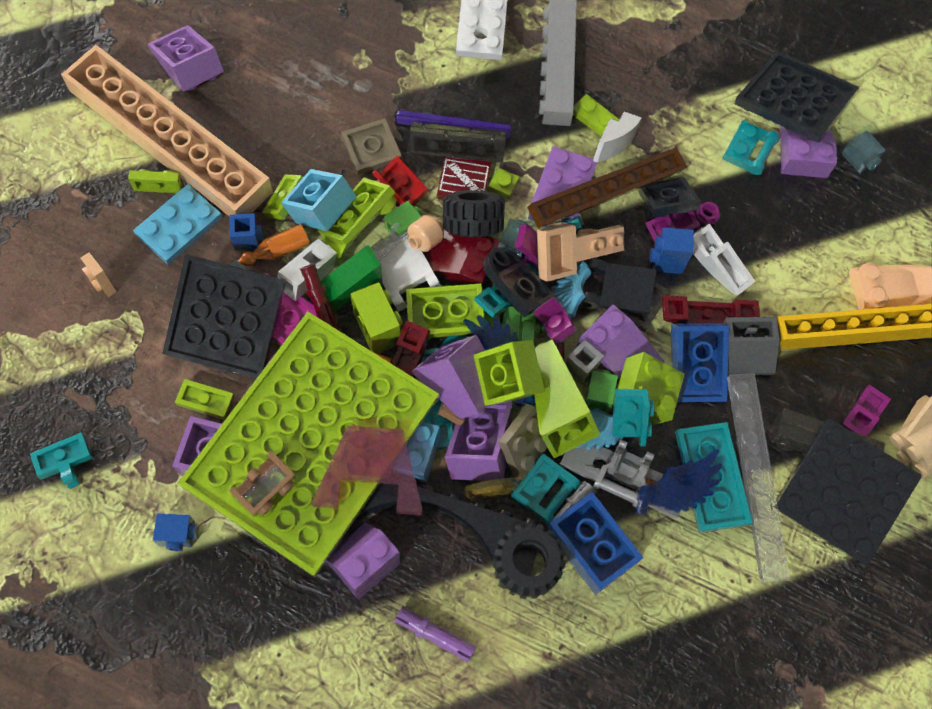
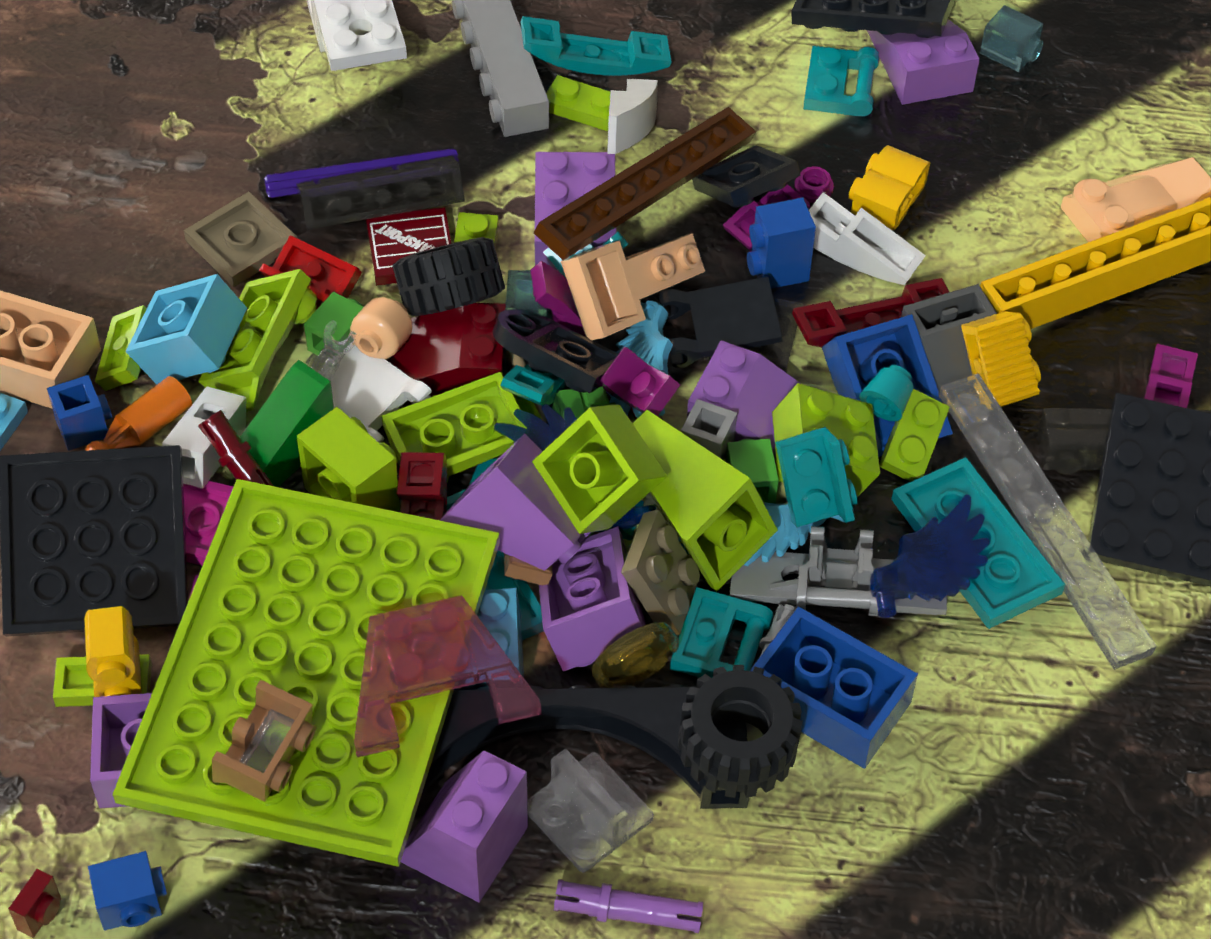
camera: 15 degrees left, 15 degrees down
(126, 522) = (35, 903): none -> dark red plate
(207, 396) = (112, 652): none -> yellow brick
(434, 568) = (587, 809): none -> clear bracket
(612, 86) = (595, 55): none -> teal slope
(696, 370) = (889, 392): none -> teal hat
(702, 398) = (914, 437): none -> lime plate
(751, 229) = (889, 185): none -> yellow brick
(772, 367) = (1002, 356): none -> yellow brick

